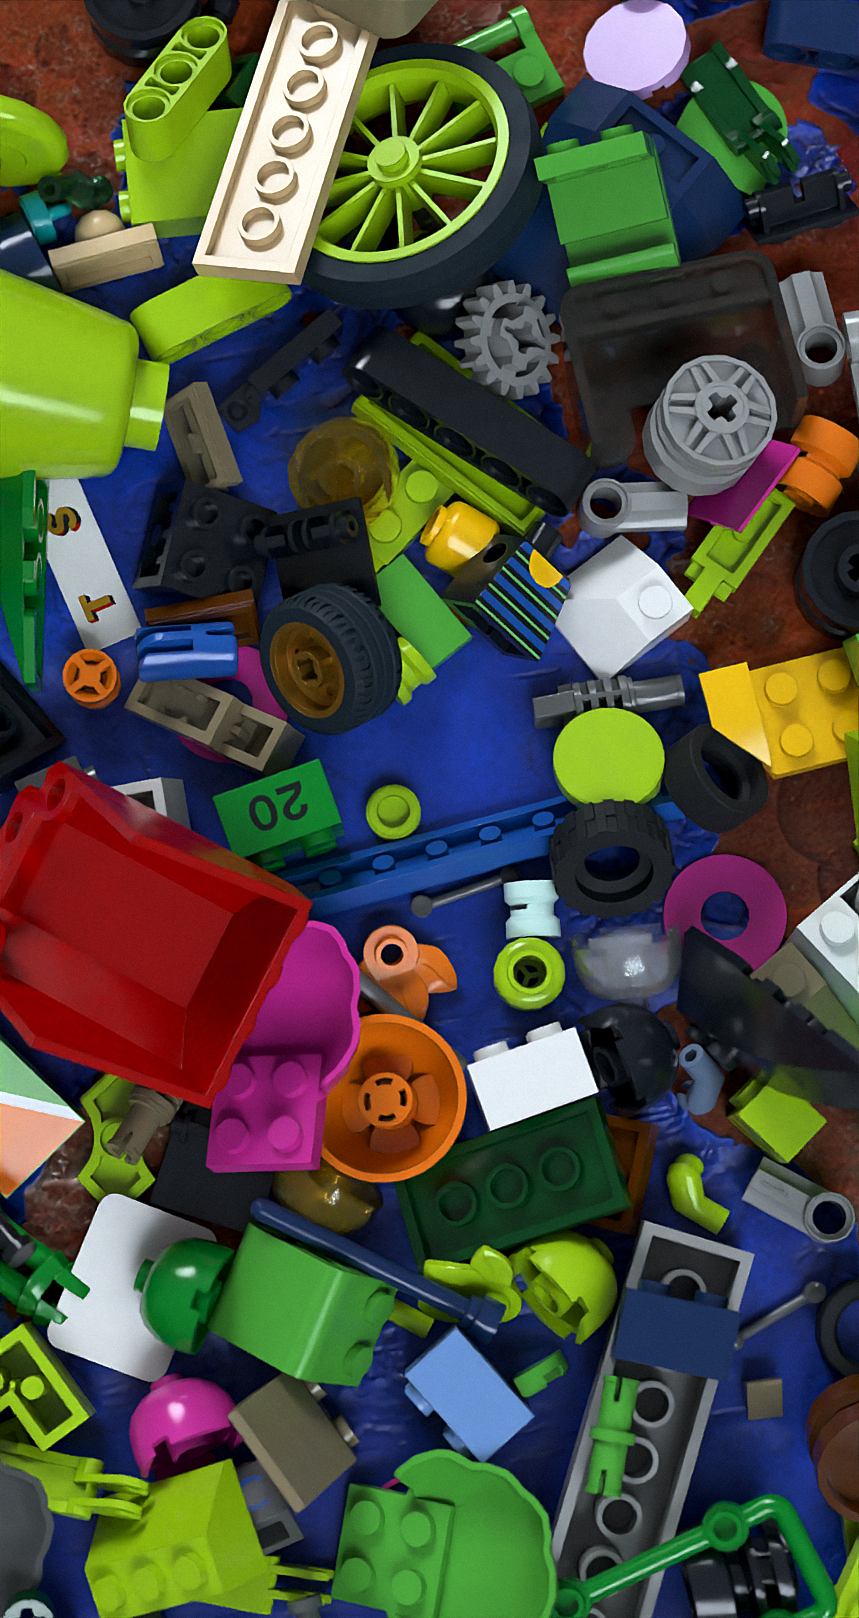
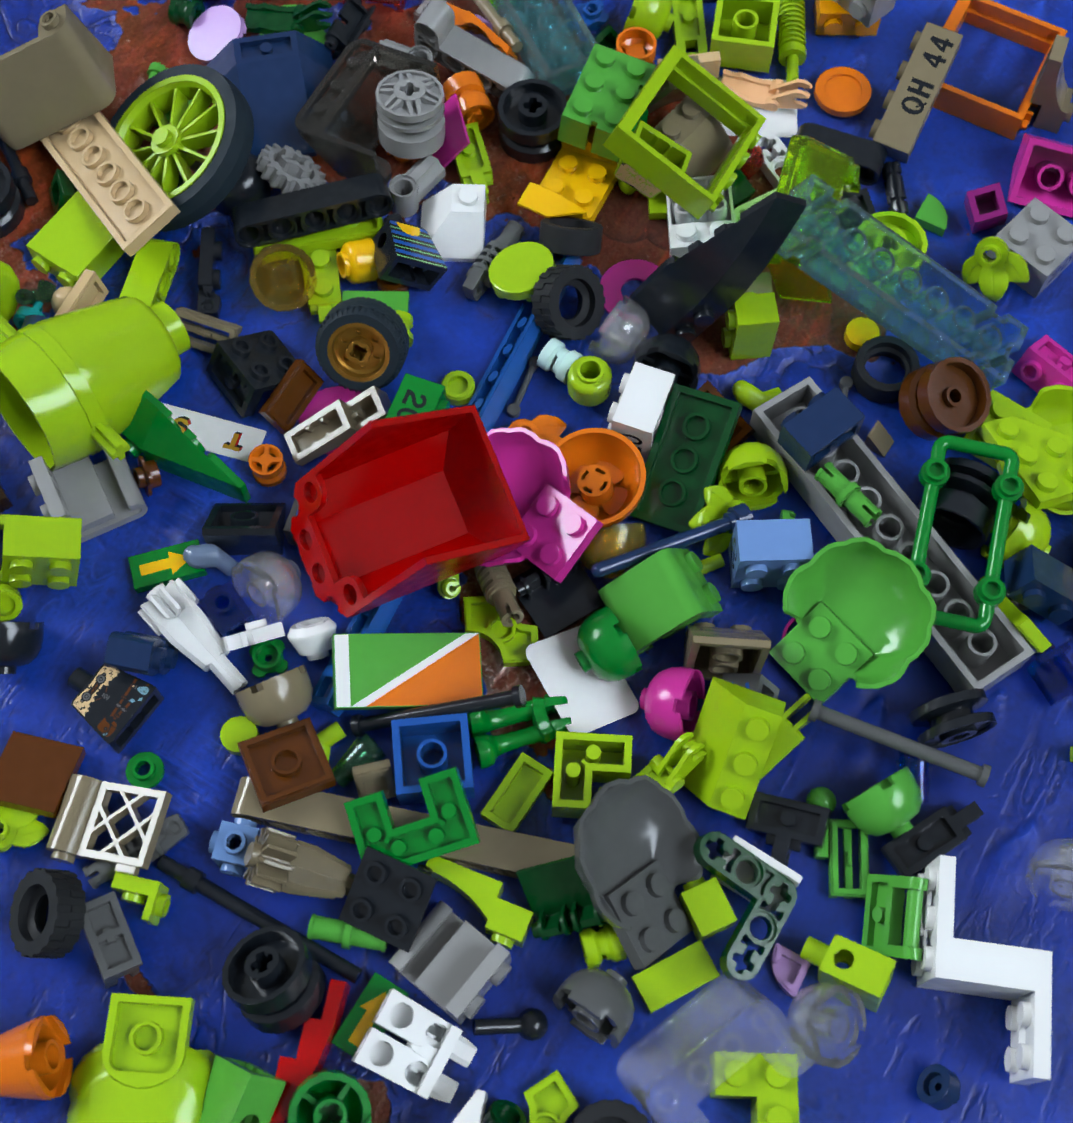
camera: 50 degrees left, 15 degrees down
(178, 88) = (38, 206): lime beam -> none
(186, 651) = (297, 405): blue arm -> none
(321, 547) = (303, 314): black hinge -> none
(610, 205) = (272, 75): bright green piece -> none
(706, 1082) = (706, 343): sand blue arm -> none
(793, 1200) = (798, 353): light grey piece -> none

